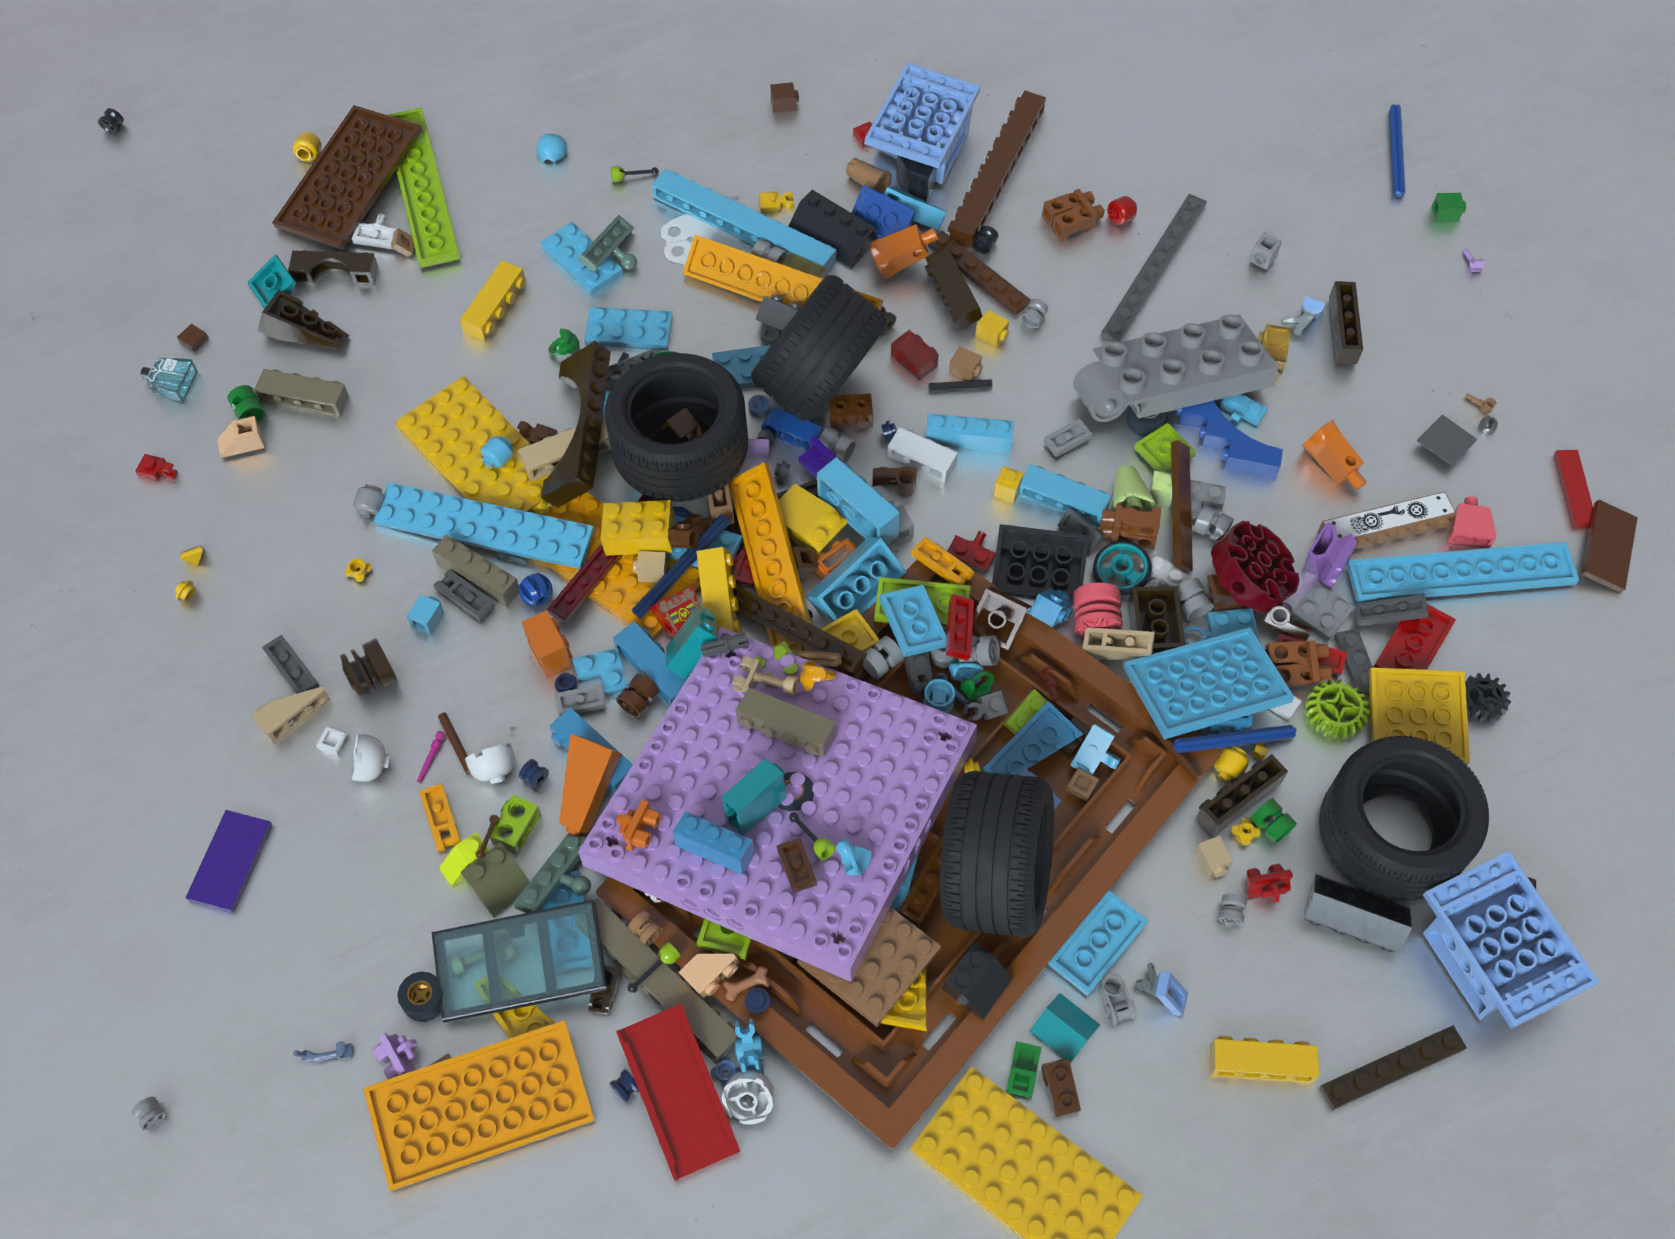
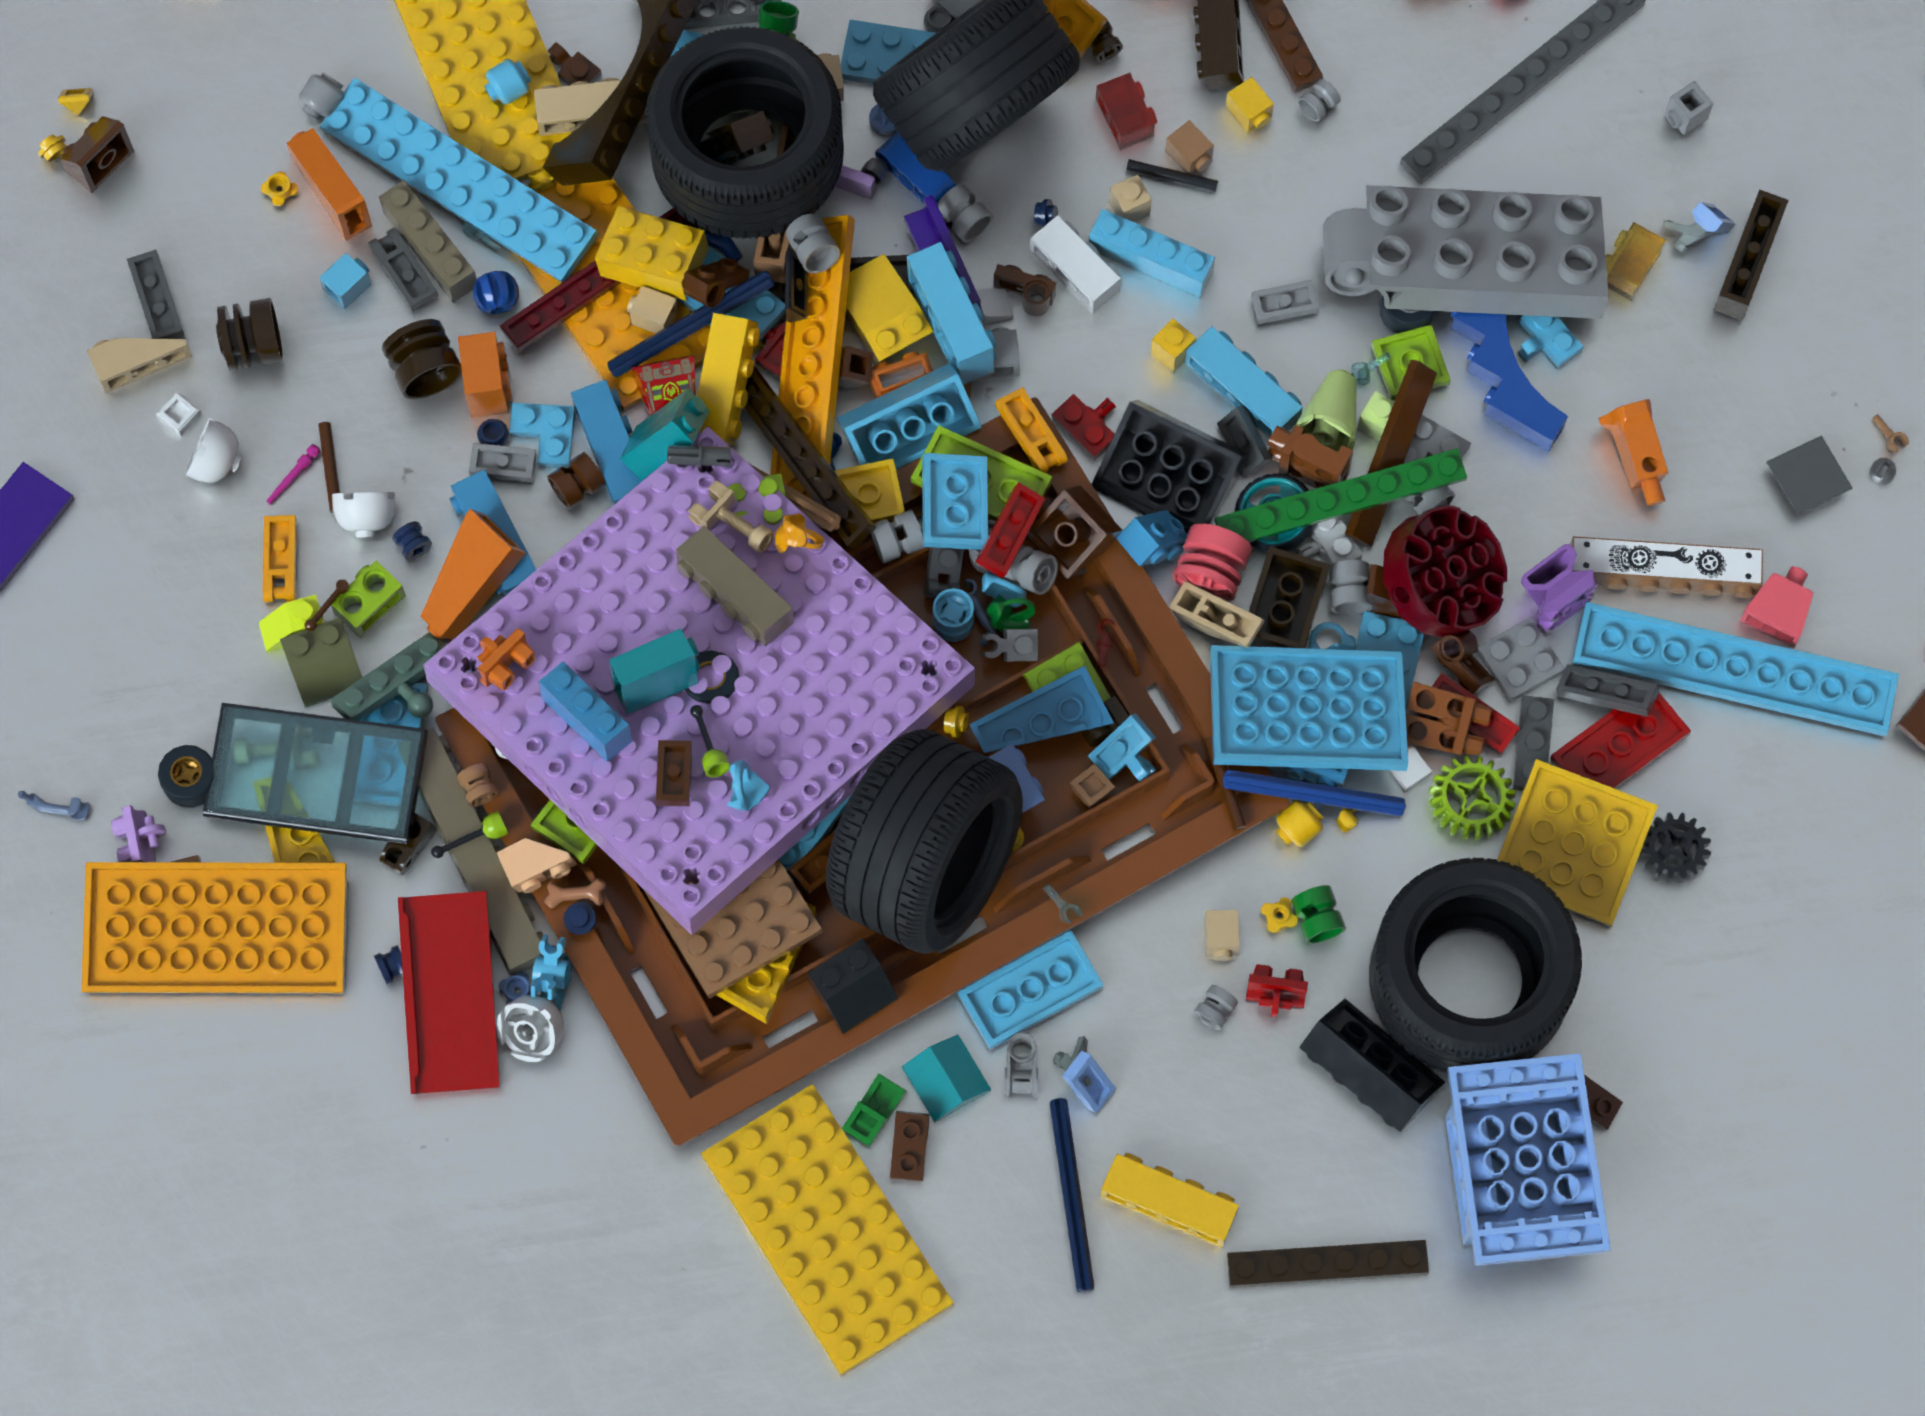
camera: 20 degrees right, 10 degrees up
(219, 583) = (97, 153): none -> reddish brown slope
(394, 554) = (330, 183): none -> orange slope
(499, 647) = (422, 359): none -> dark brown wheel
(744, 521) = (795, 289): none -> black slope
(747, 486) = (812, 243): none -> light grey wheel
(781, 471) = (878, 226): dark grey plate -> none
(851, 411) = (1004, 169): reddish brown brick -> none
(941, 403) = (1130, 199): none -> tan brick
(1101, 873) = (1061, 904): none -> clear light blue hand
(1136, 463) = (1362, 370): none -> clear light blue hand
(1169, 539) = (1346, 497): none -> green plate
(1192, 1083) = (1072, 1195): none -> dark blue axle
(1242, 794) = (1292, 867): dark brown brick -> none

